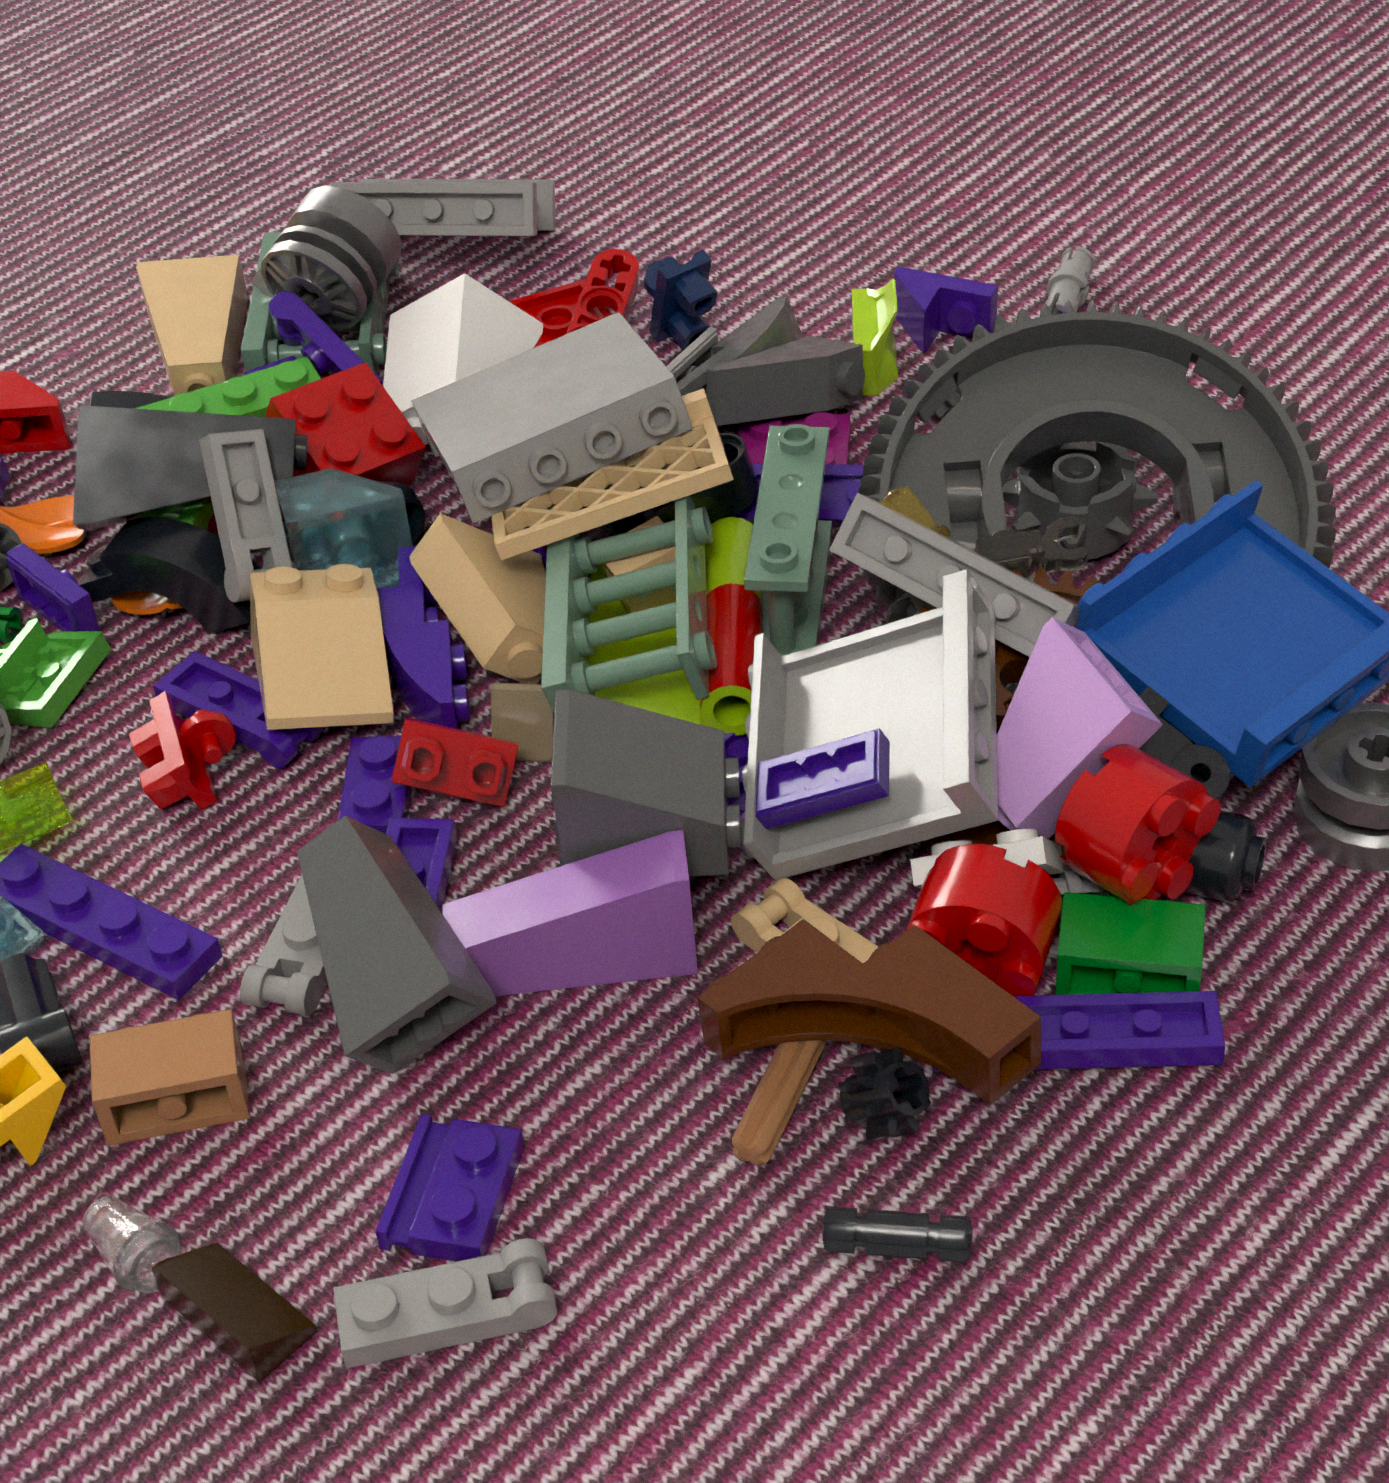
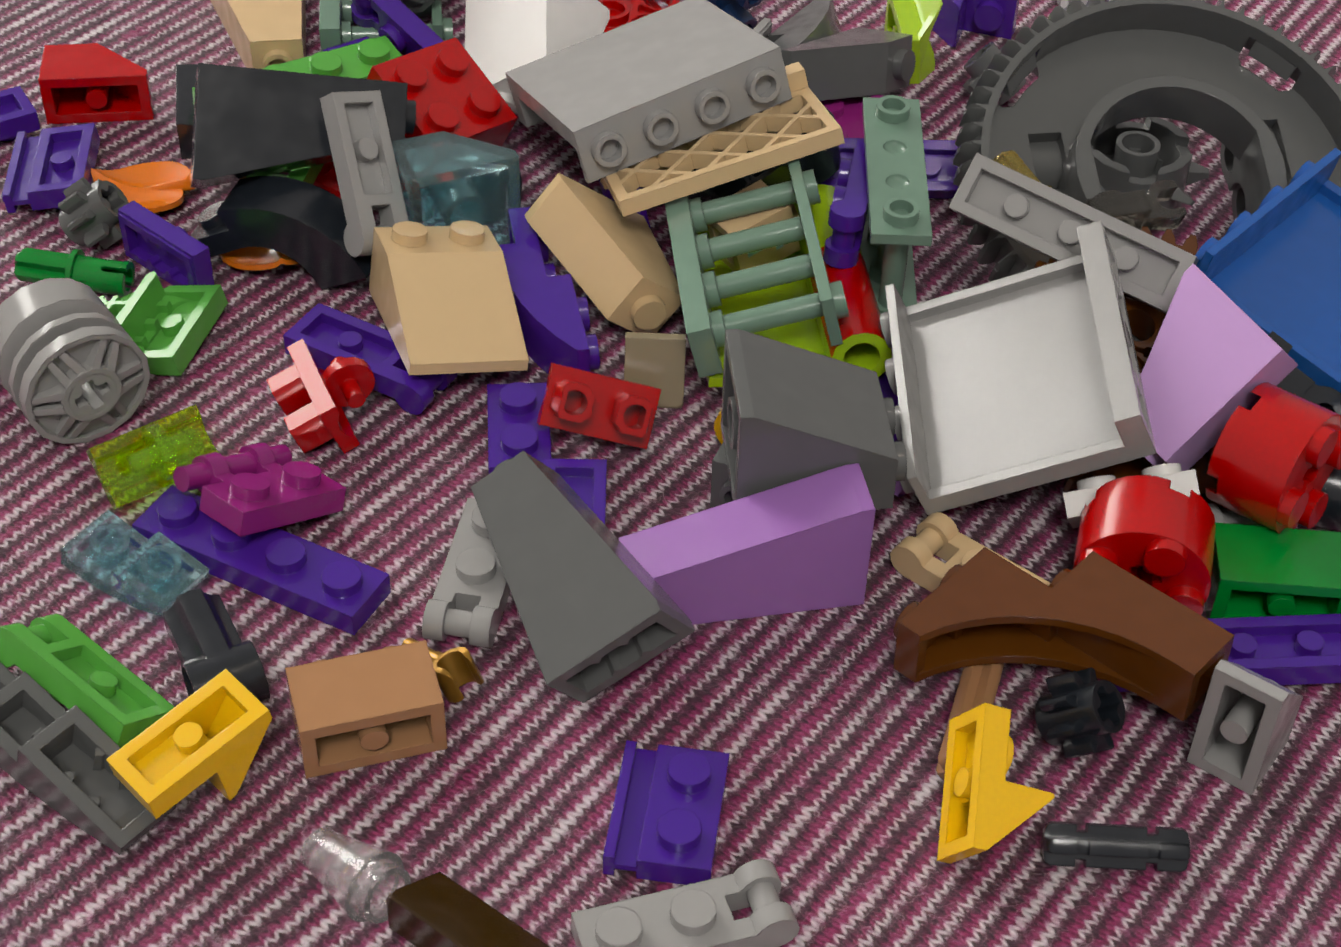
camera: 10 degrees left, 0 degrees up
(102, 848) = (259, 488): none -> magenta plate
(260, 1037) = (453, 670): none -> pearl gold hand
(730, 557) = (848, 211): none -> dark purple plate
(756, 1184) = (976, 798): none -> yellow slope
(823, 779) = (977, 417): dark purple plate -> none
(1051, 1107) = (1242, 725): none -> light grey slope

